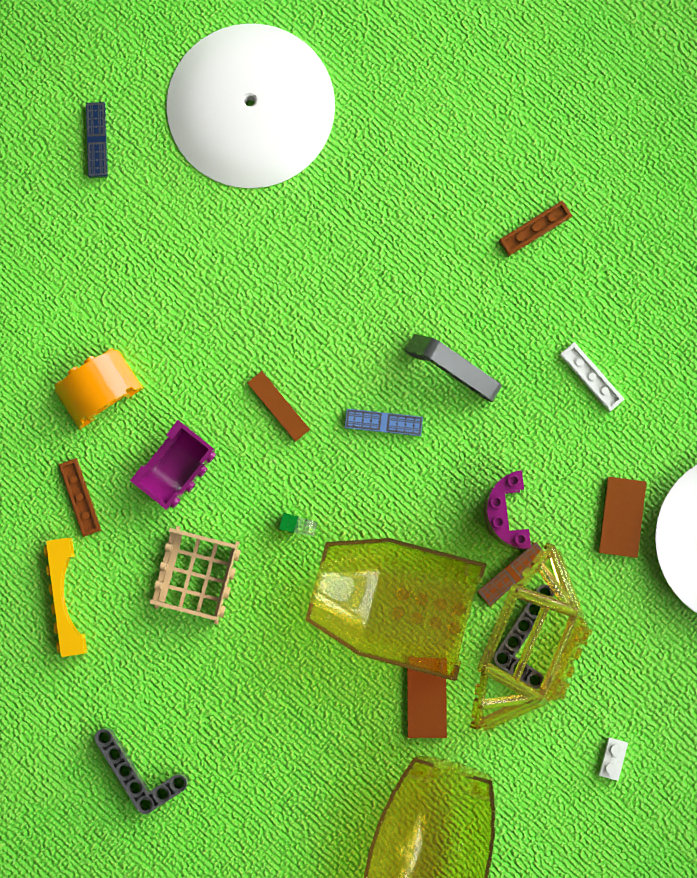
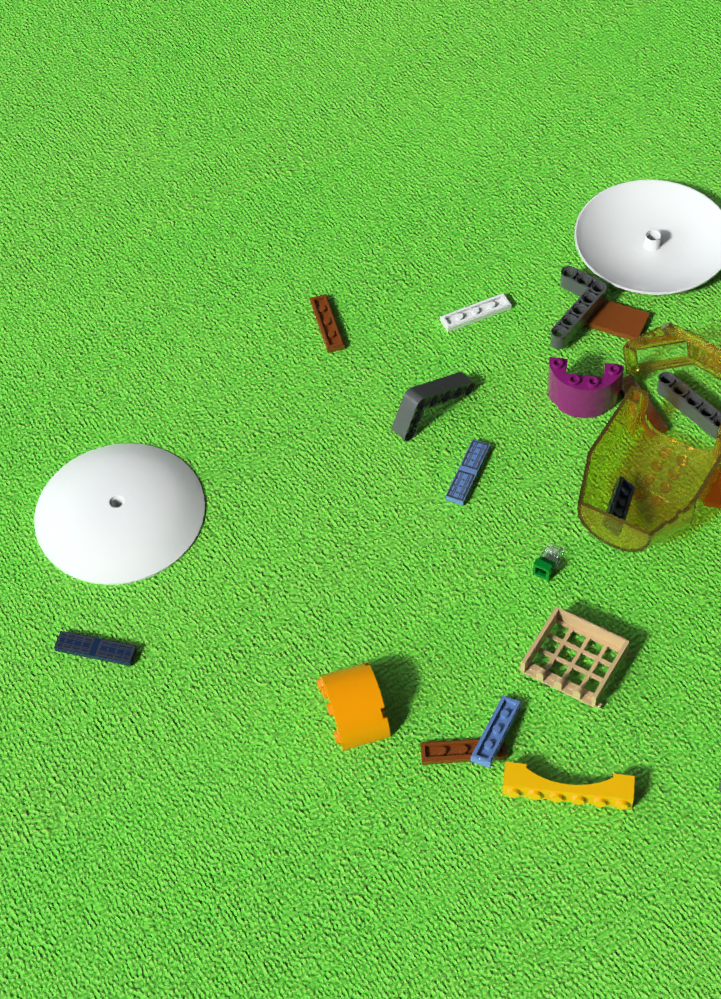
camera: 70 degrees left, 30 degrees down
(102, 522) = (496, 731): none -> medium blue tile
(174, 466) = (454, 642): magenta cylinder -> none
(278, 406) = (424, 552): dark orange tile -> none
(365, 579) = (621, 498): none -> dark blue tile
(618, 484) = (591, 297): none -> dark grey beam

